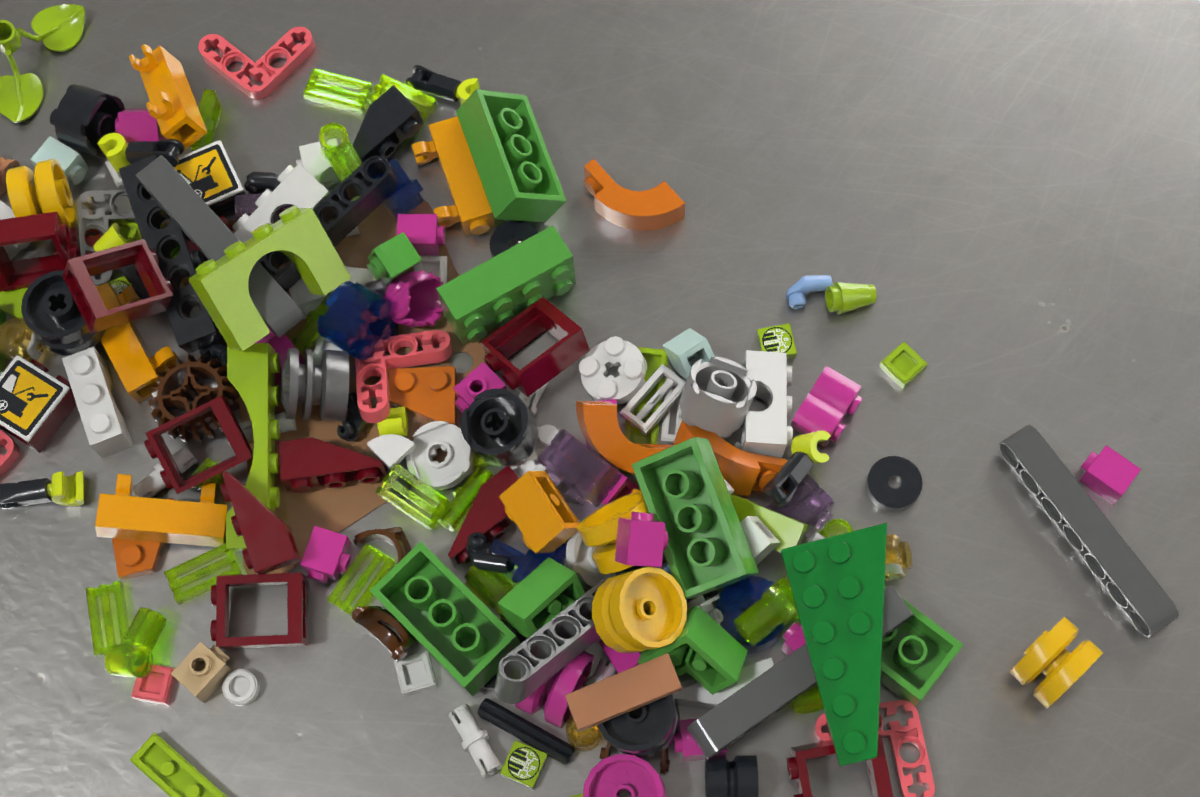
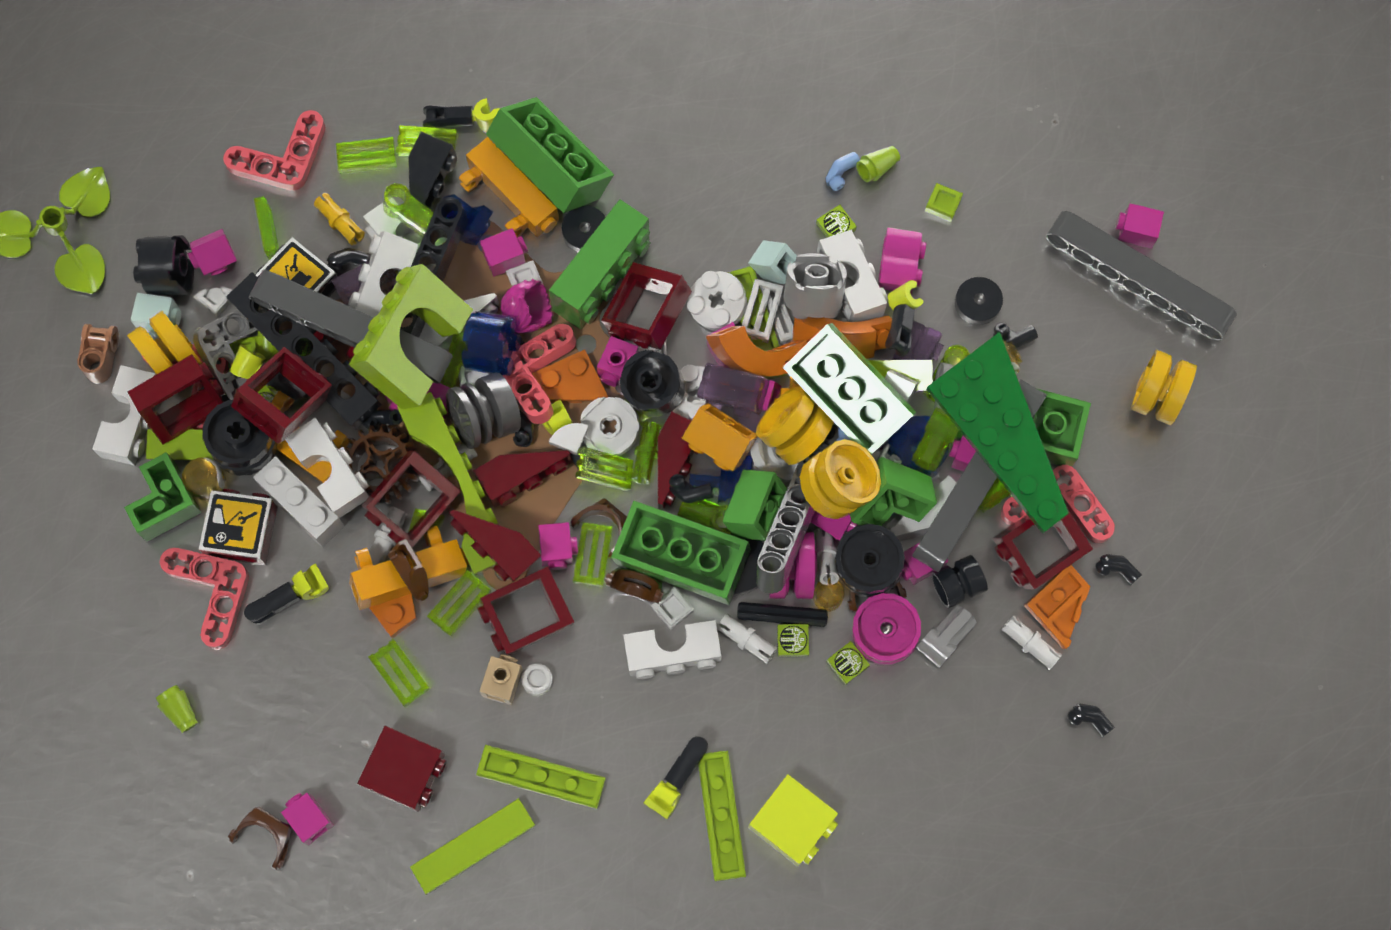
camera: 30 degrees left, 5 degrees up
(57, 720) = (402, 769): none -> dark red piece
(123, 154) = (212, 284): piece -> none
(134, 653) = (438, 689): clear neon green piece -> none
(140, 404) = (343, 488): none -> white arch
(155, 686) = (463, 707): coral tile -> none
(160, 526) = (414, 578): none -> reddish brown helmet
(169, 96) = (229, 217): light orange brick -> none
(278, 141) = (339, 219): none -> yellow pin
(393, 258) = (499, 280): bright green slope -> none
(420, 728) = (699, 650): none -> white arch
(623, 692) = (856, 547): nougat tile -> none
(629, 208) = (665, 159): orange arch -> none
(641, 540) = (819, 424): dark pink brick -> none
(918, 542) = (1017, 338): none -> black arm

